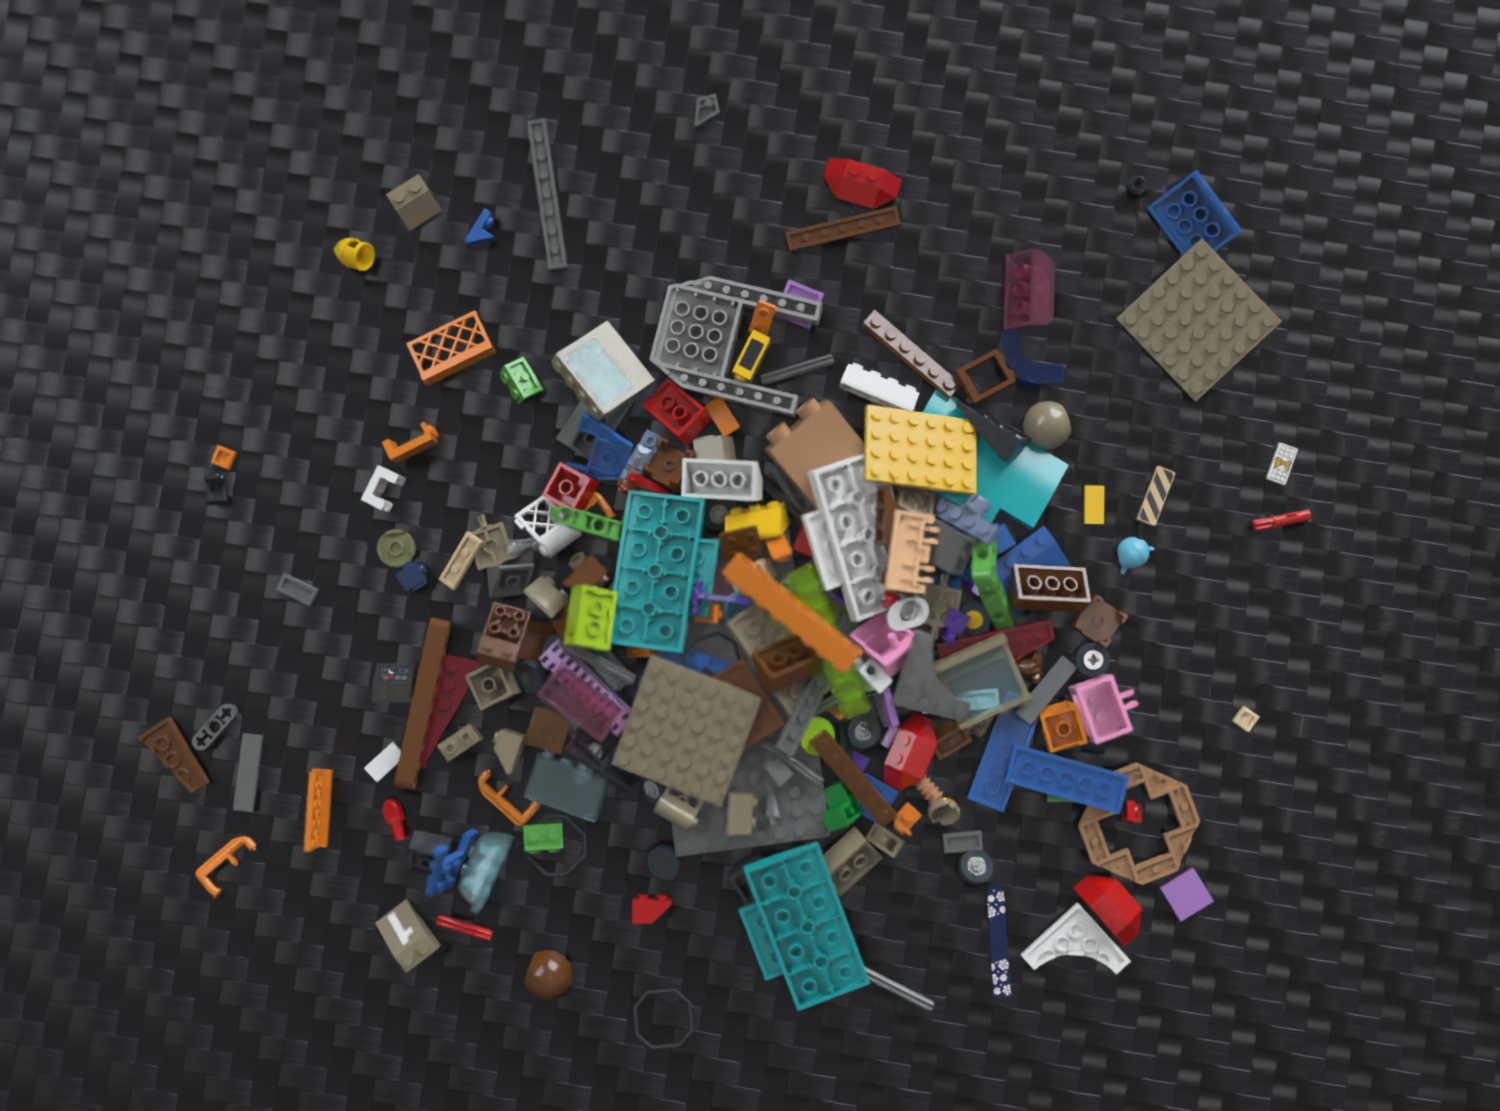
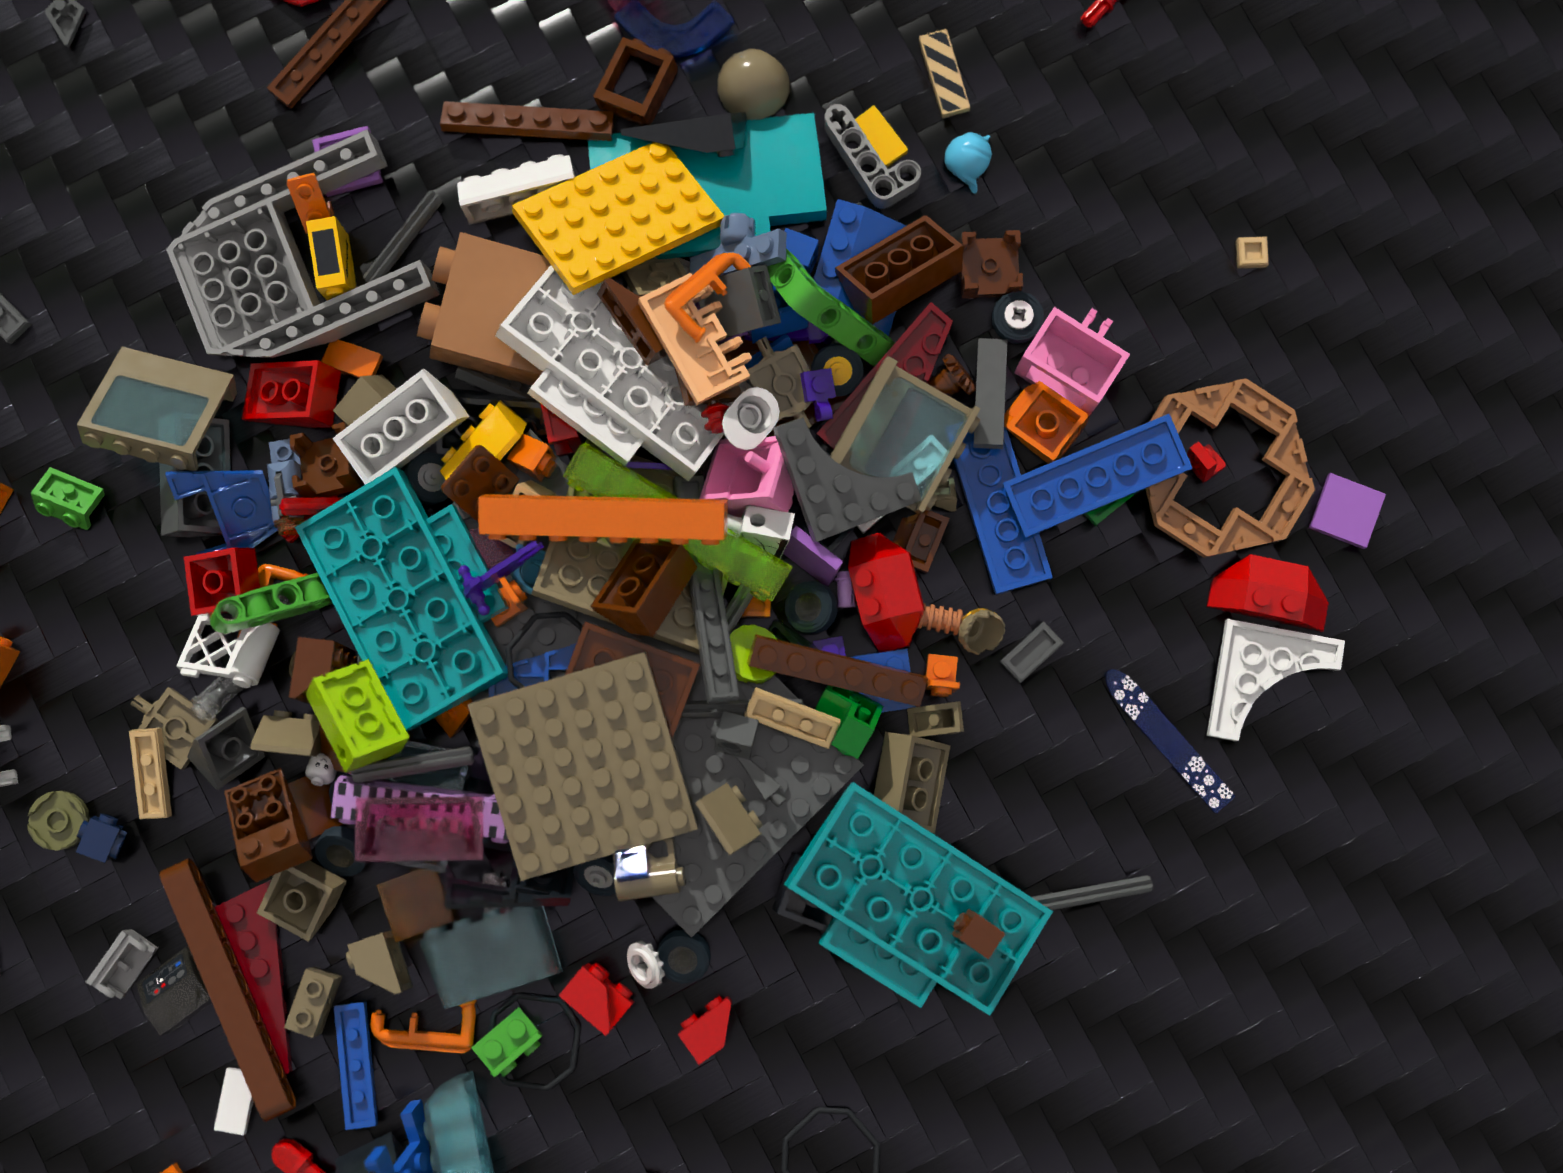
camera: 40 degrees left, 5 degrees down
(377, 649) = (122, 964): none -> light grey hinge
(458, 790) = (356, 1065): none -> blue plate
(549, 626) = (320, 770): none -> white piece
(606, 850) = (597, 997): none -> red slope
(639, 856) = (648, 973): none -> white gear
(673, 799) = (631, 864): none -> clear blue tile
(811, 786) = (792, 718): none -> tan tile
(823, 966) = (977, 933): none -> reddish brown brick
(932, 525) = (695, 284): none -> orange piece
(975, 867) = (1070, 669): black wheel -> none
(1079, 510) = (866, 154): none -> light grey beam

